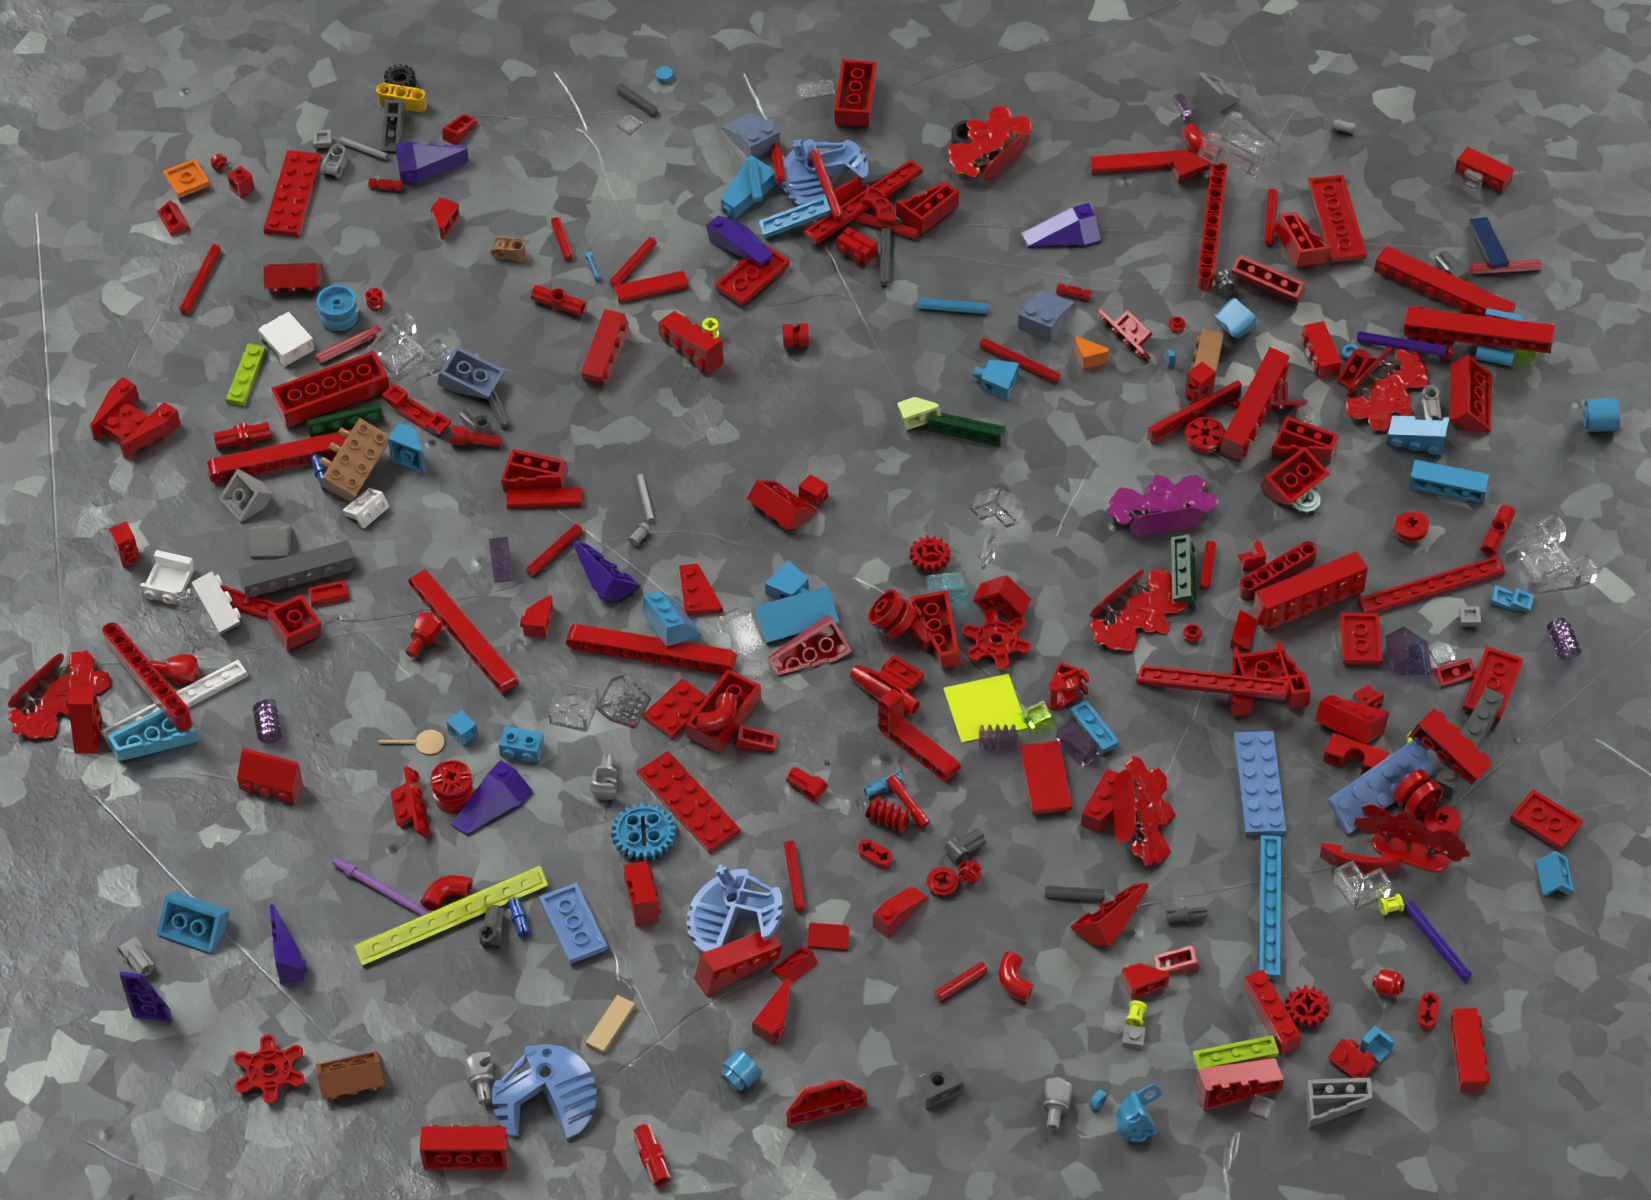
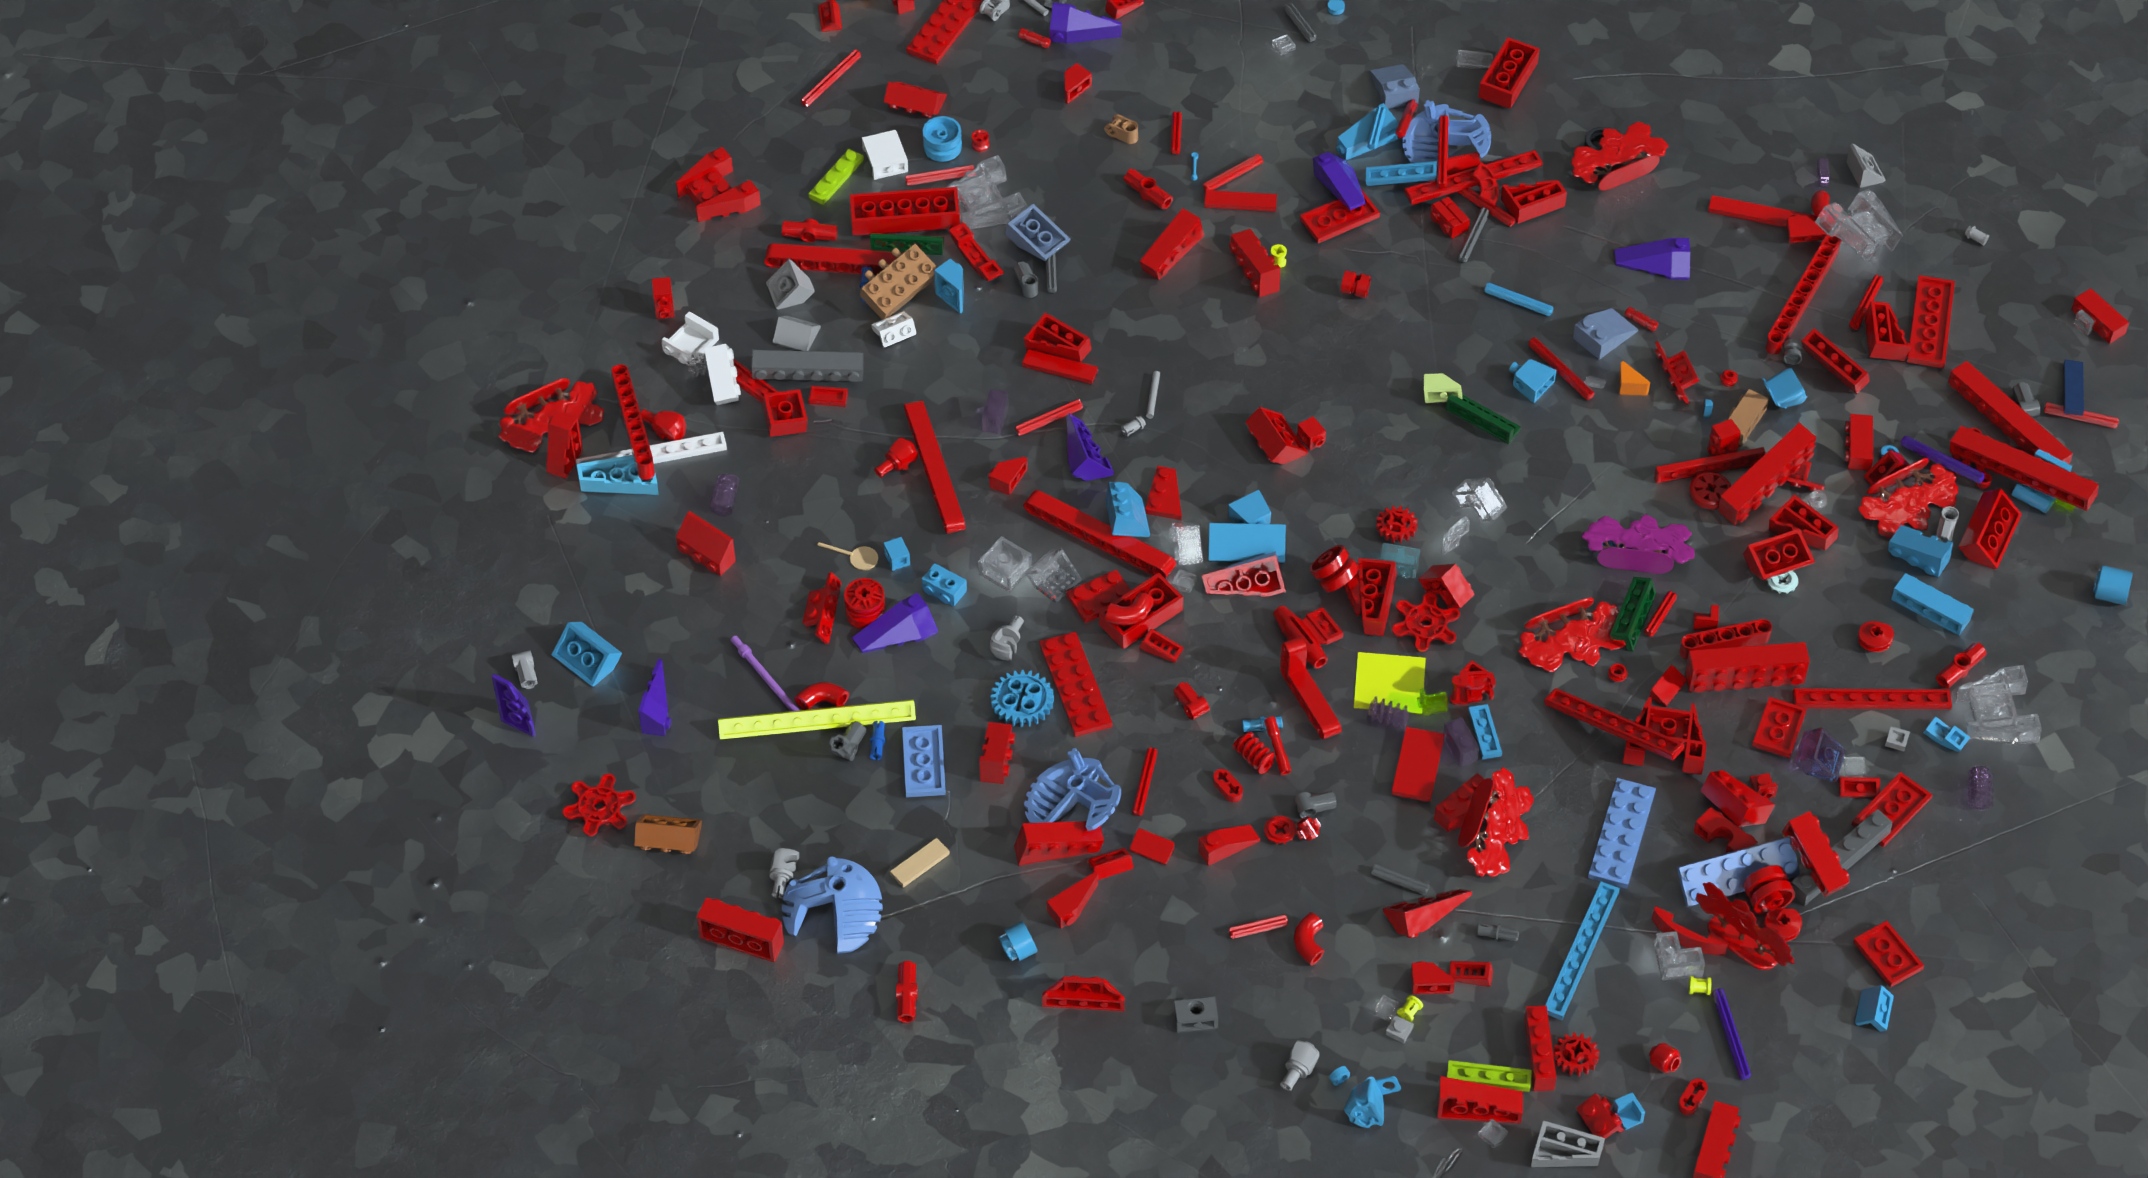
camera: 20 degrees right, 0 degrees up
(464, 437) = (1009, 289): red piece -> none

